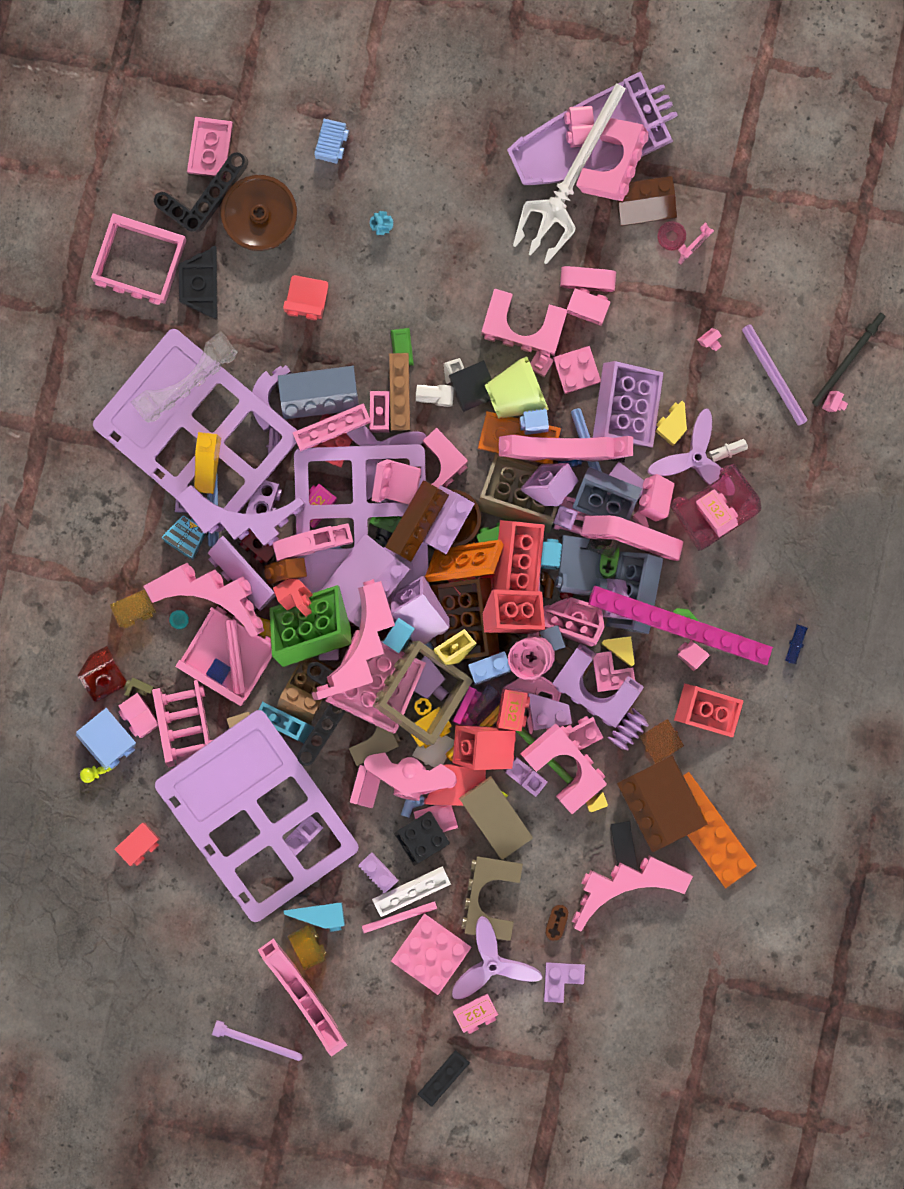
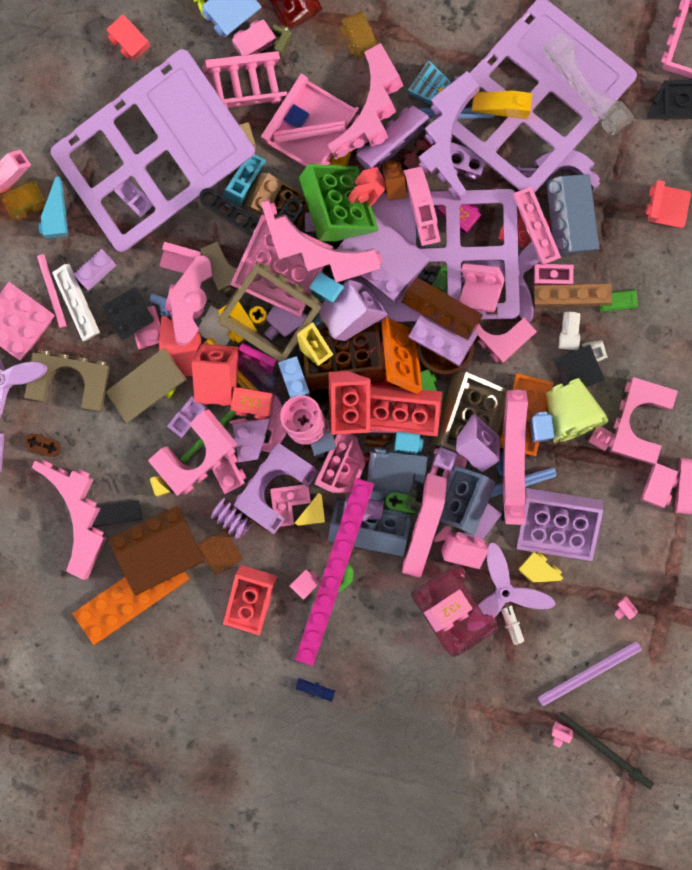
camera: 80 degrees right, 0 degrees up
(179, 619) = (348, 80): teal tile -> none
(577, 370) = (595, 474): bright pink plate -> none

